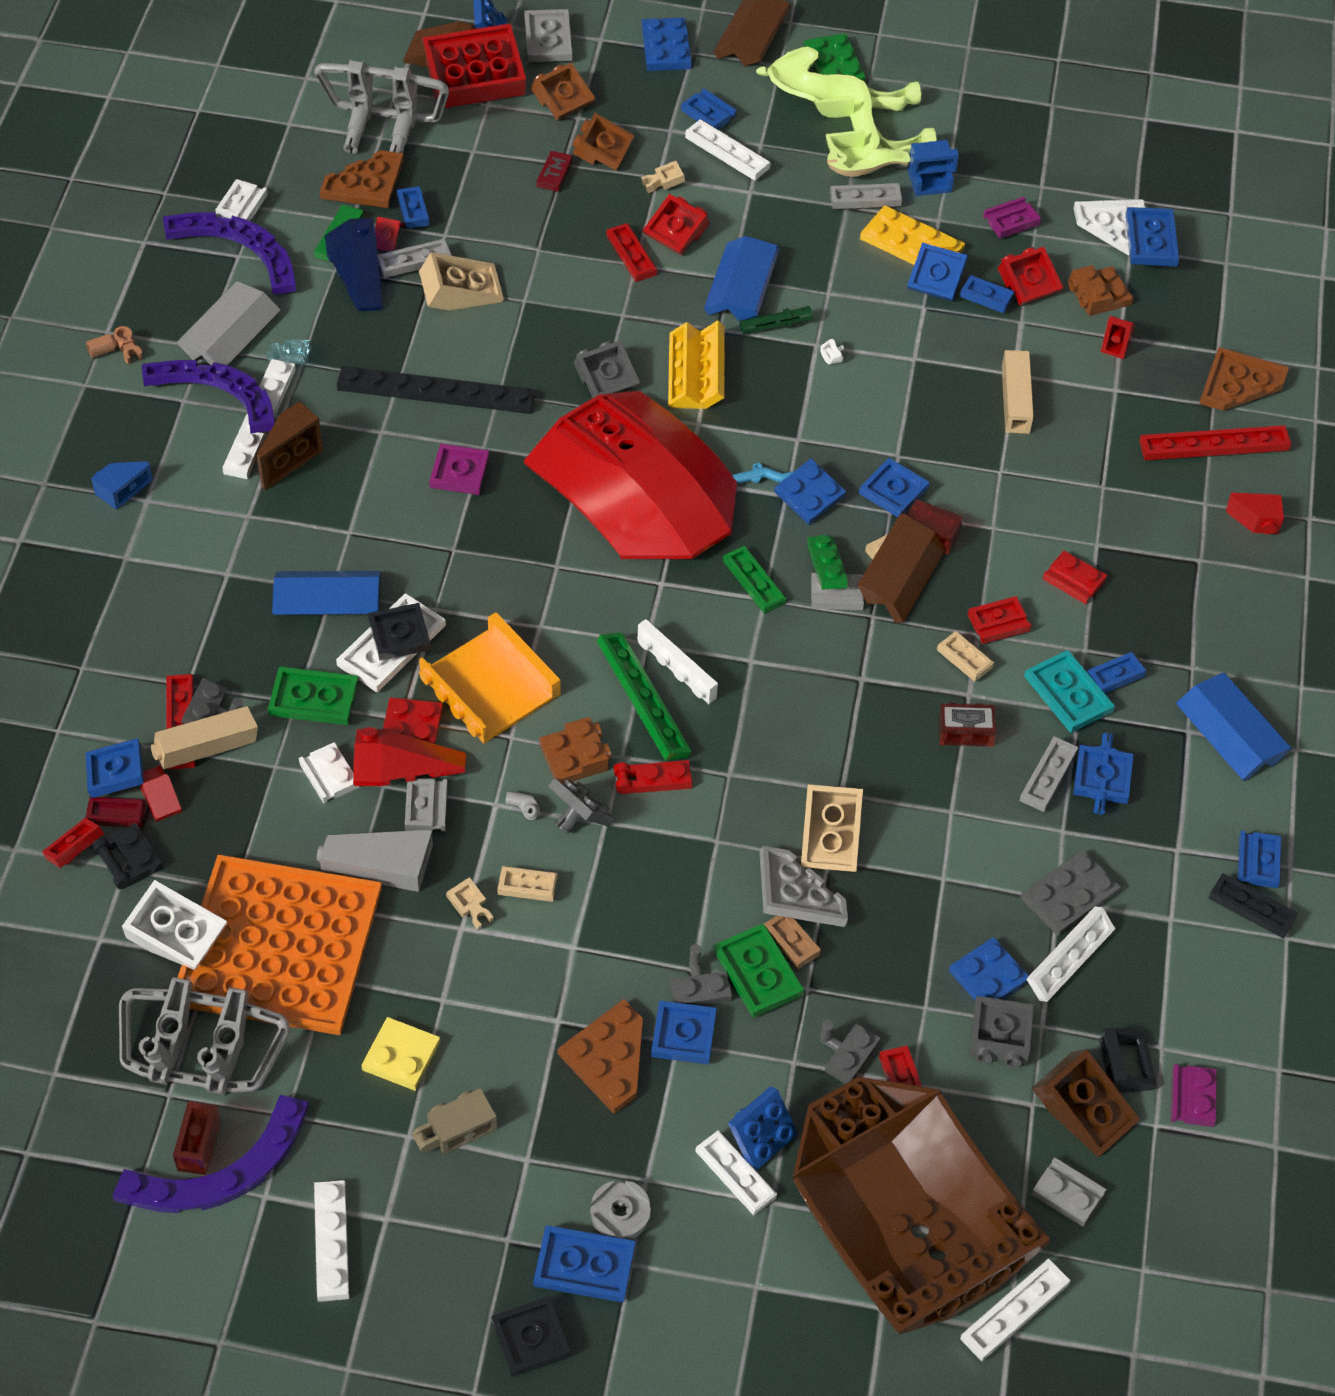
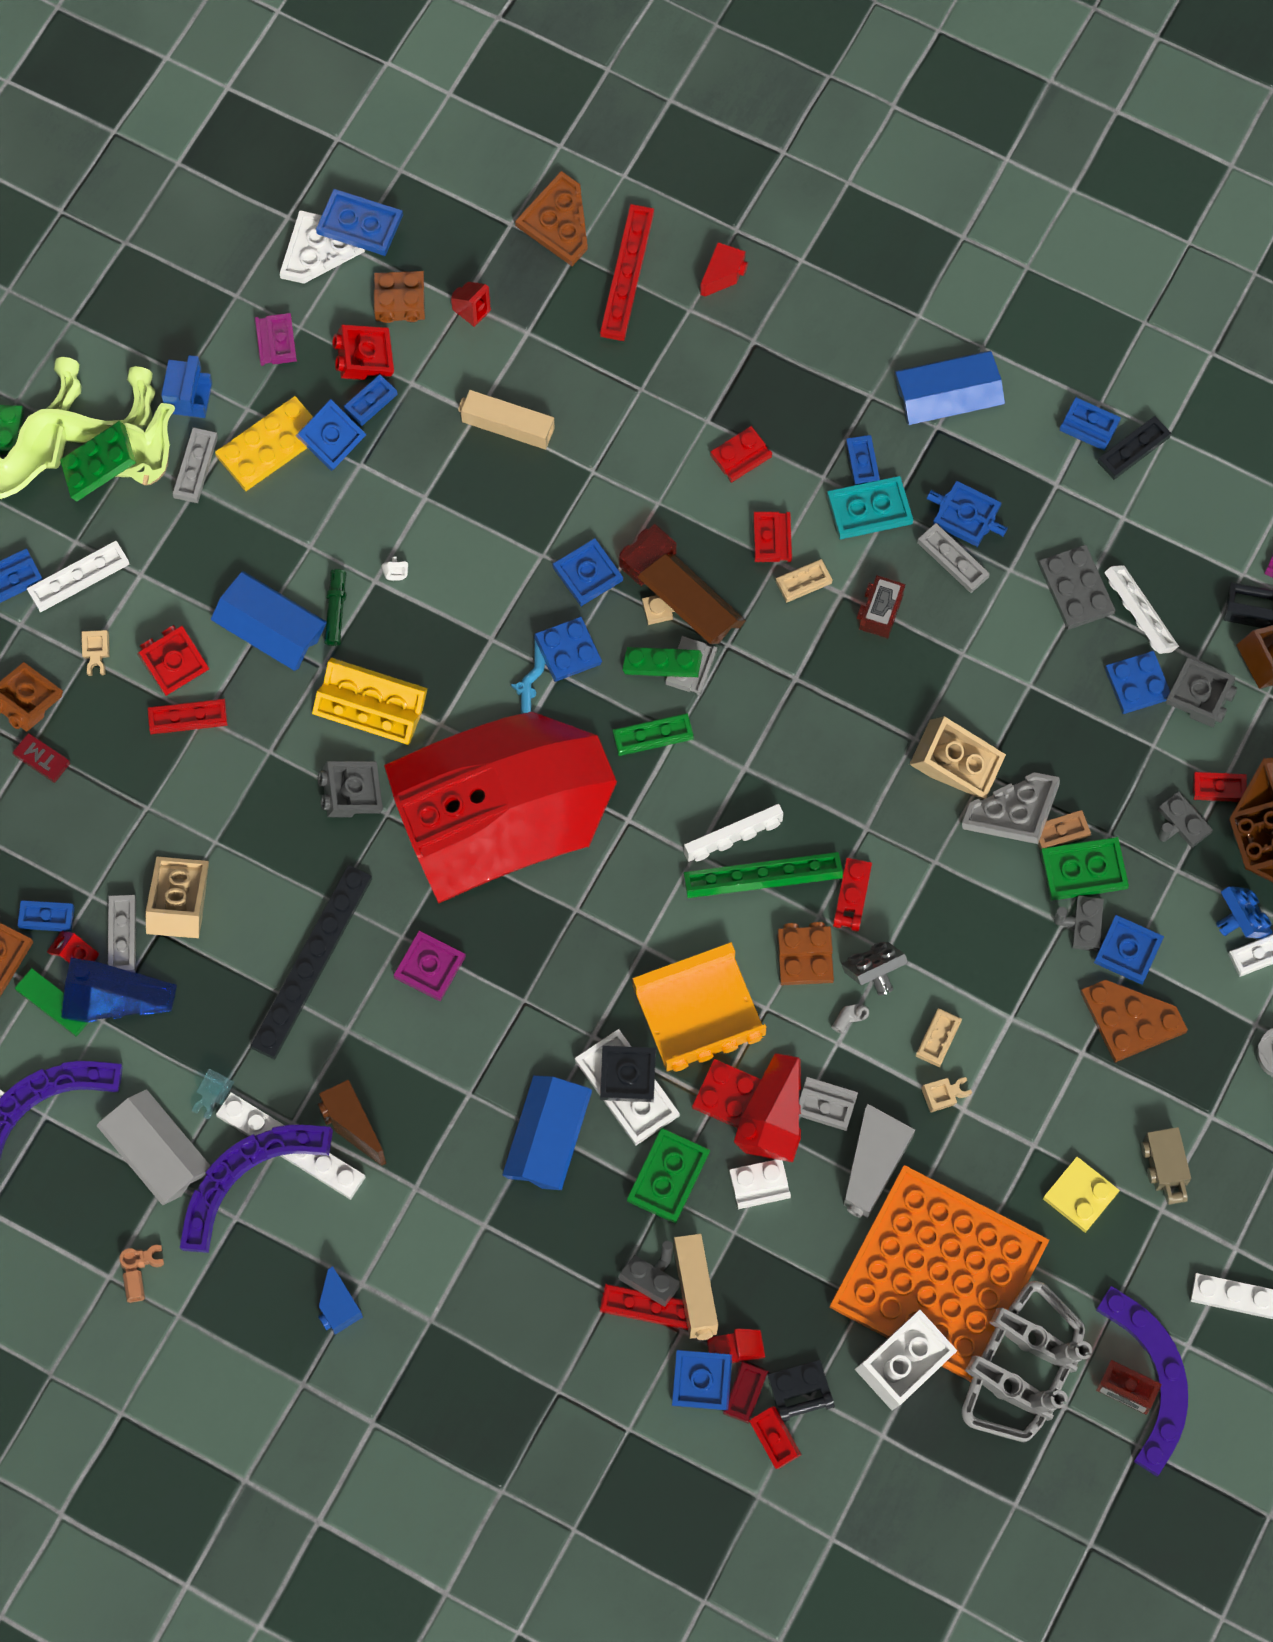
camera: 70 degrees left, 15 degrees up
(834, 126) = (98, 461): none -> green plate

